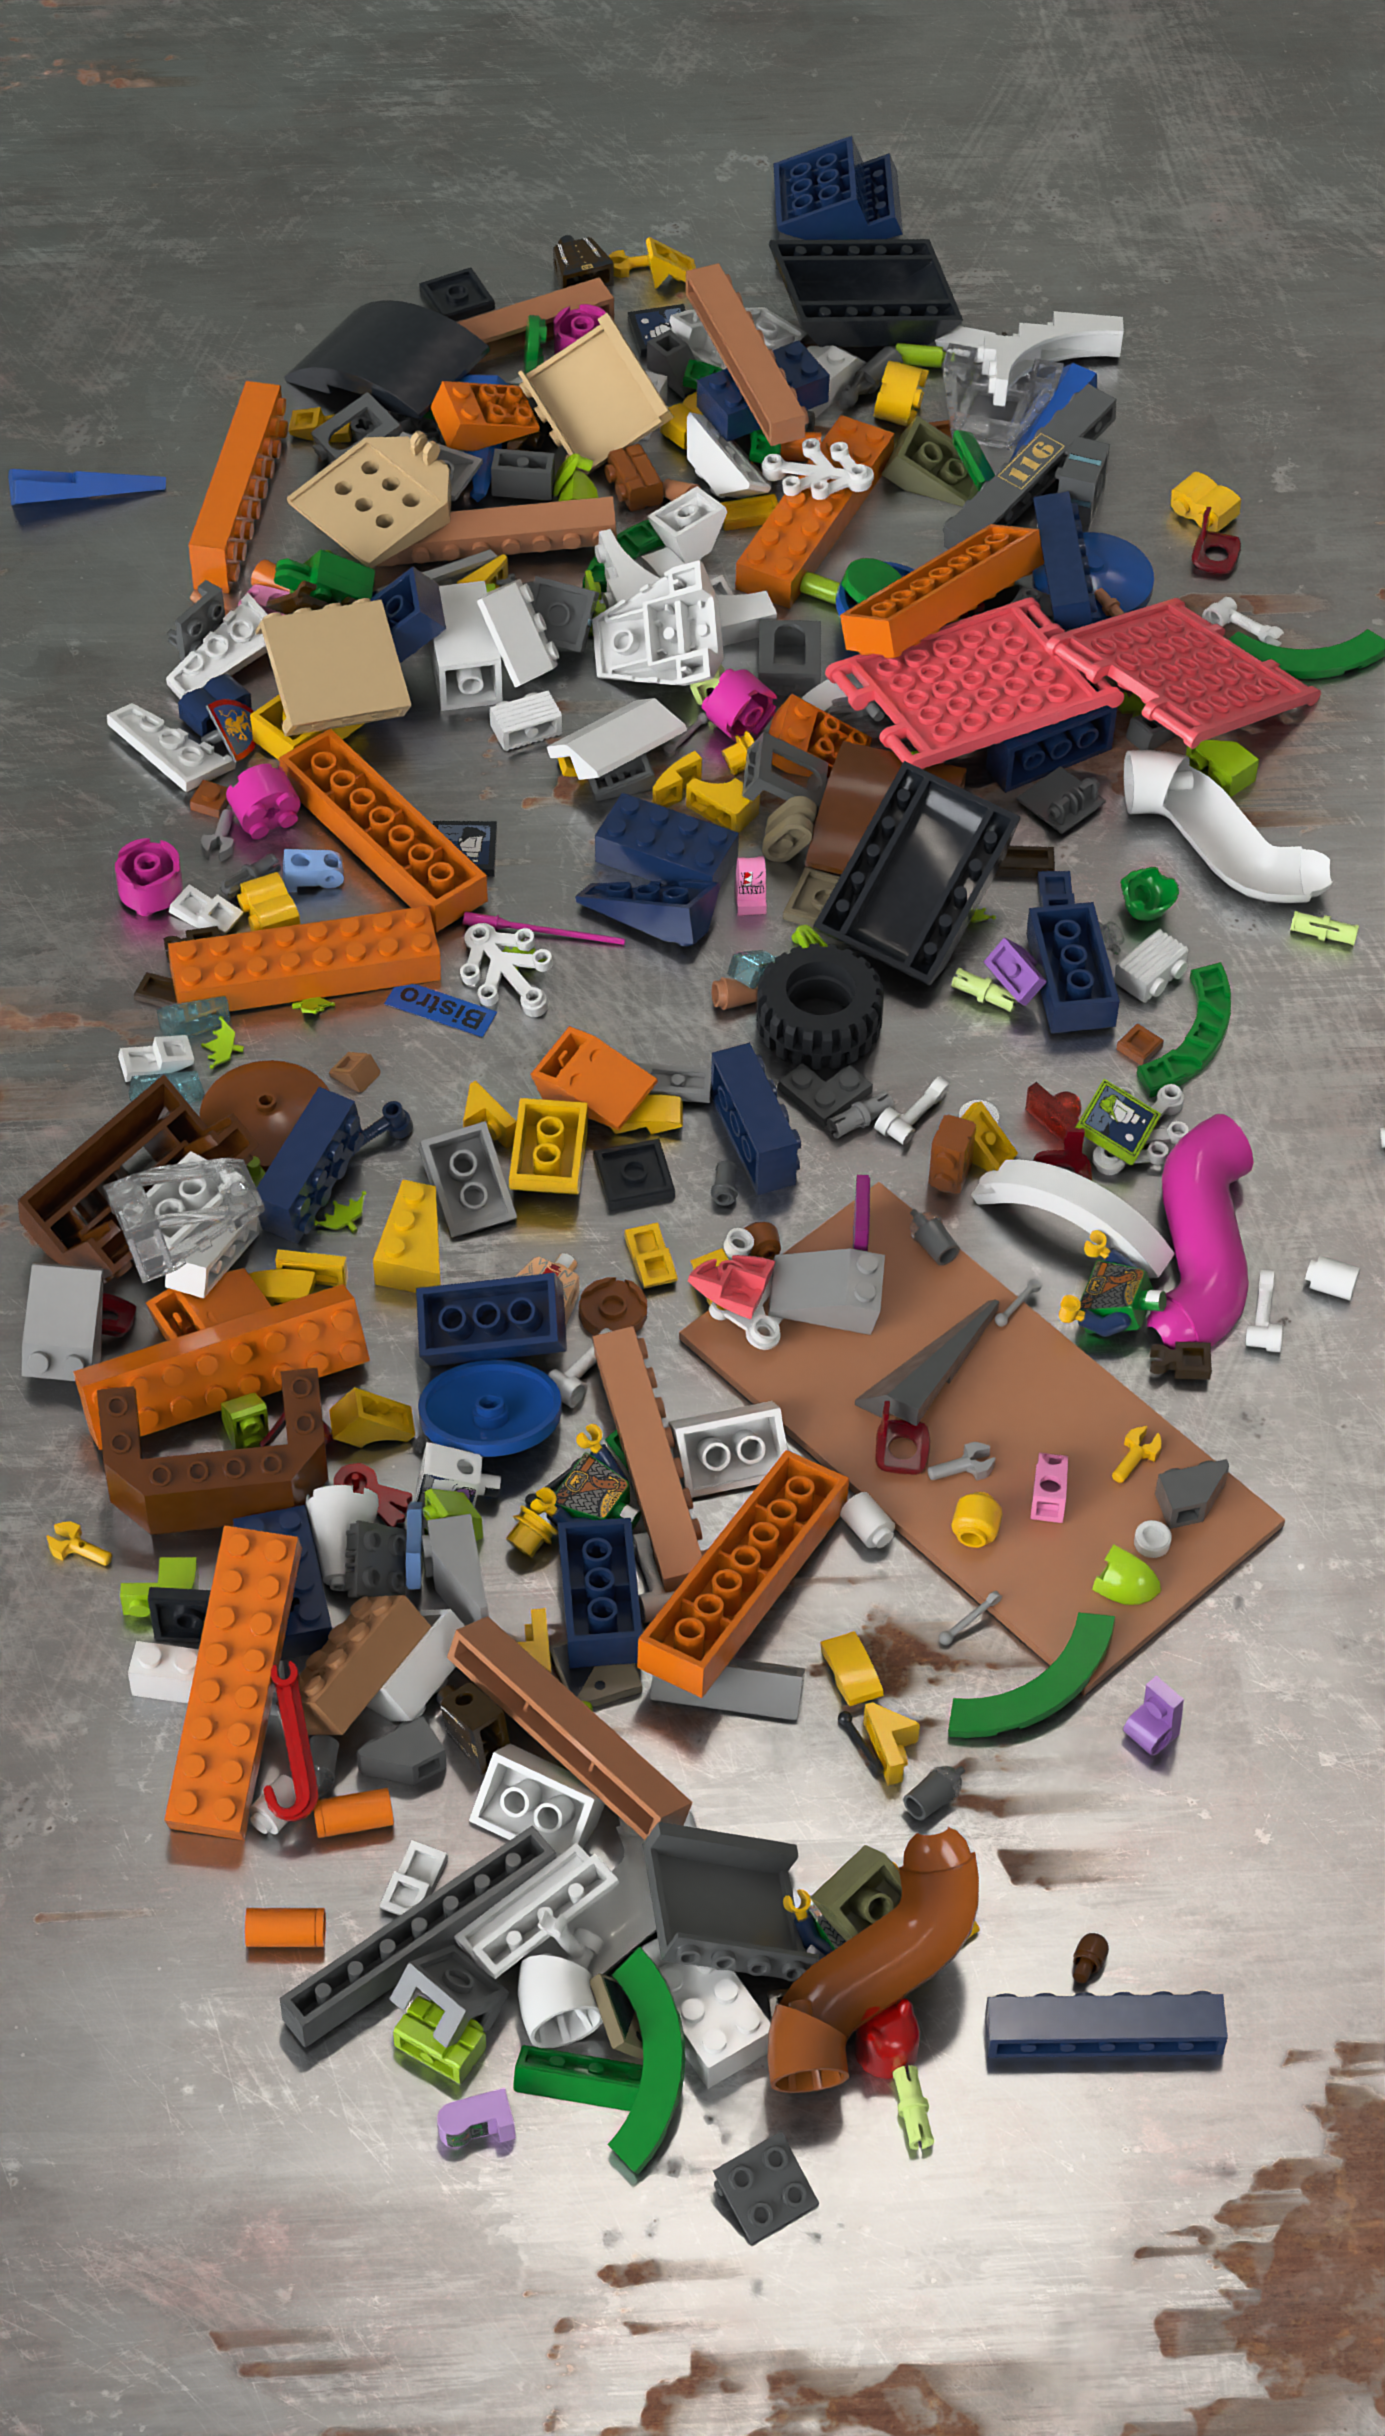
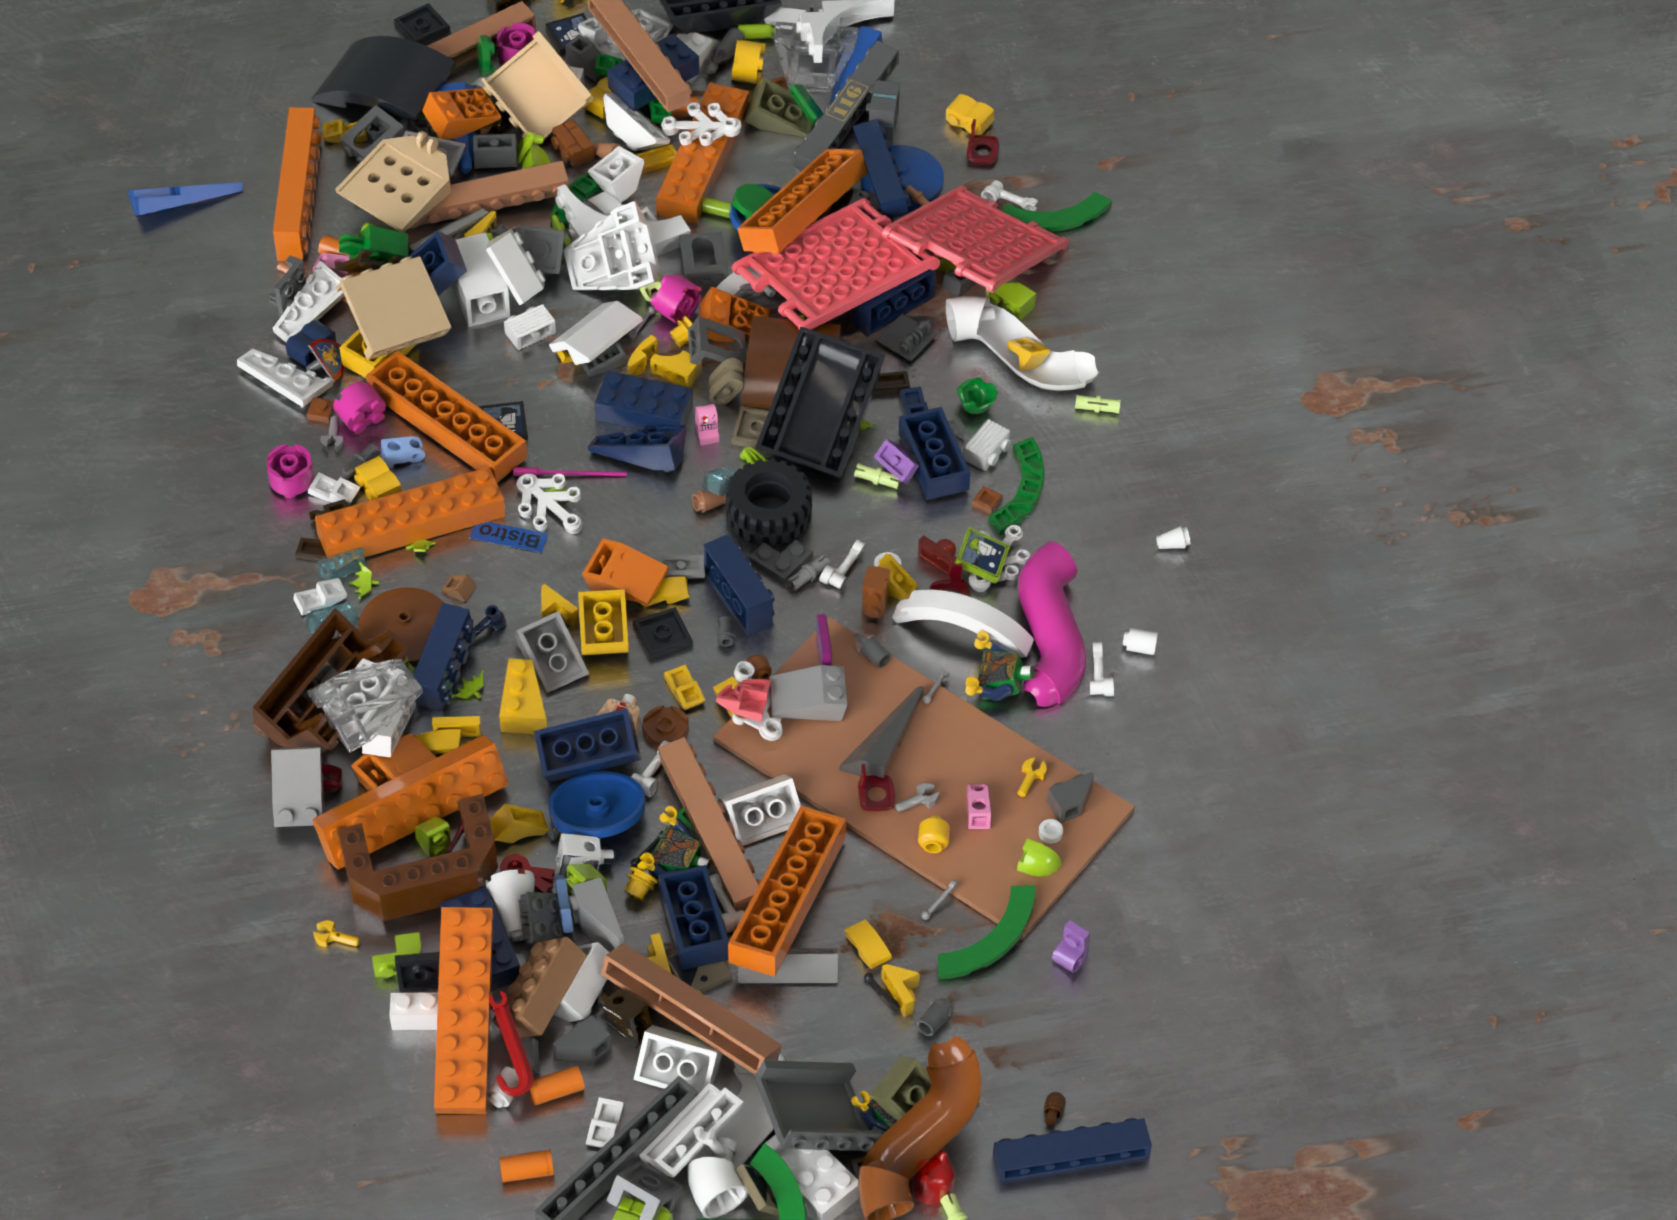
camera: 10 degrees left, 0 degrees up
(868, 1520) = (862, 845): white brick -> none
(1188, 1360) = (1054, 709): dark brown plate -> none
(1235, 842) = (1030, 352): none -> yellow slope

